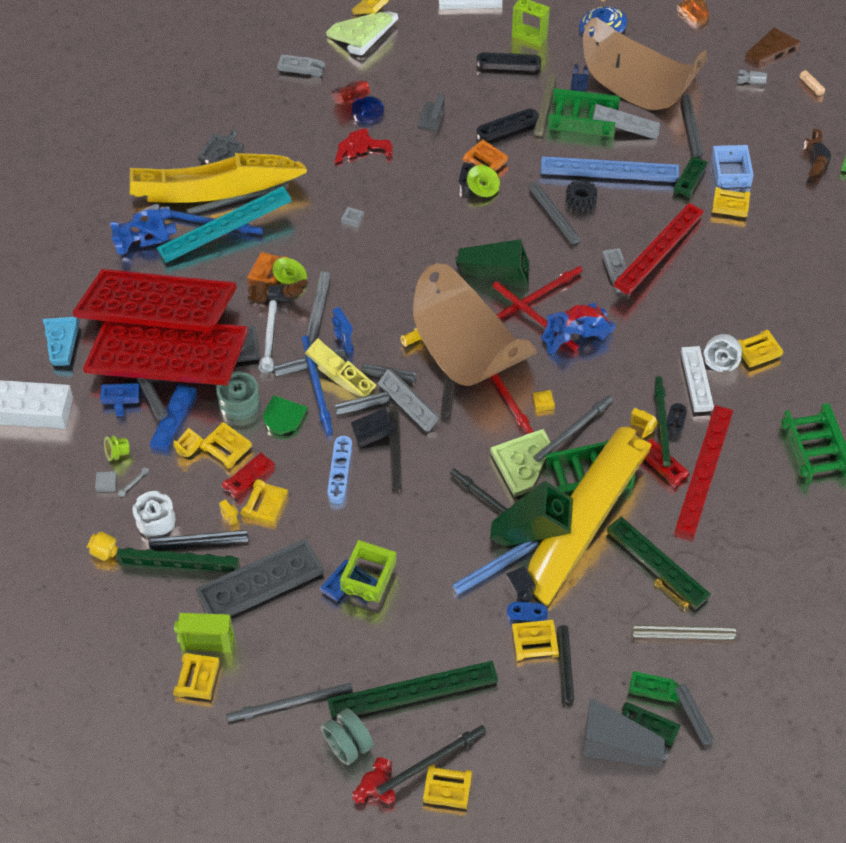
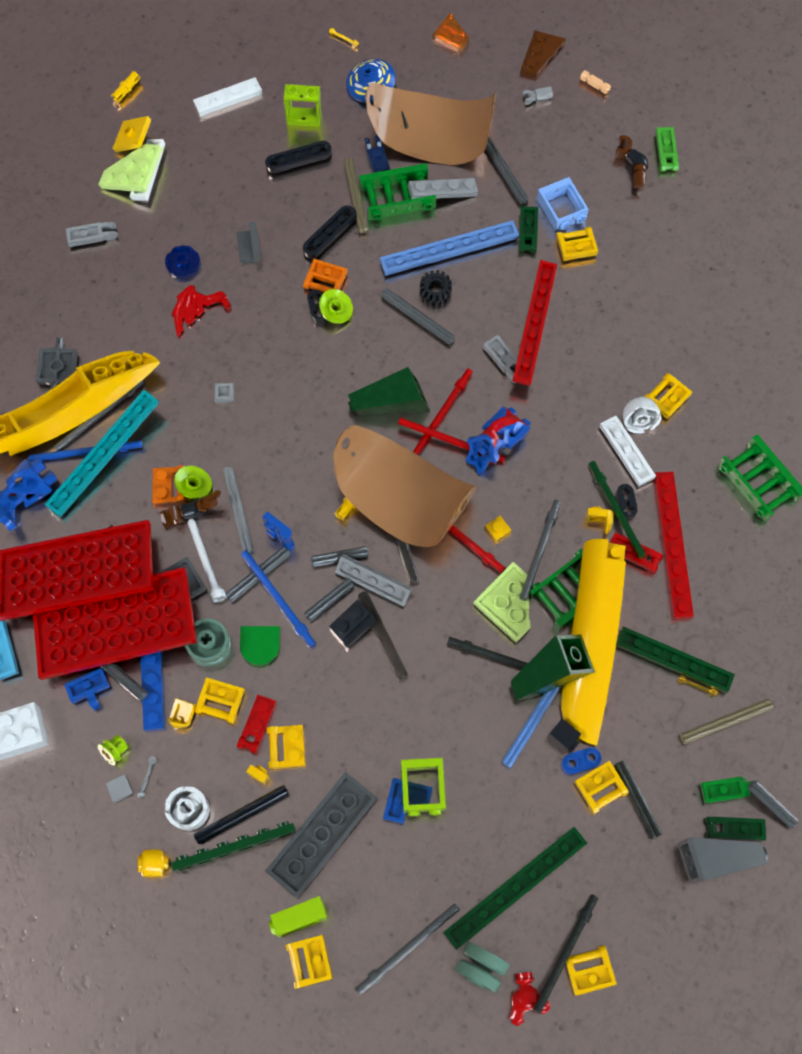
camera: 25 degrees left, 15 degrees up
(337, 469) = (340, 681): light blue beam -> none
(340, 371) = (293, 574): light yellow slope -> none
(350, 92) = (158, 250): clear red brick -> none

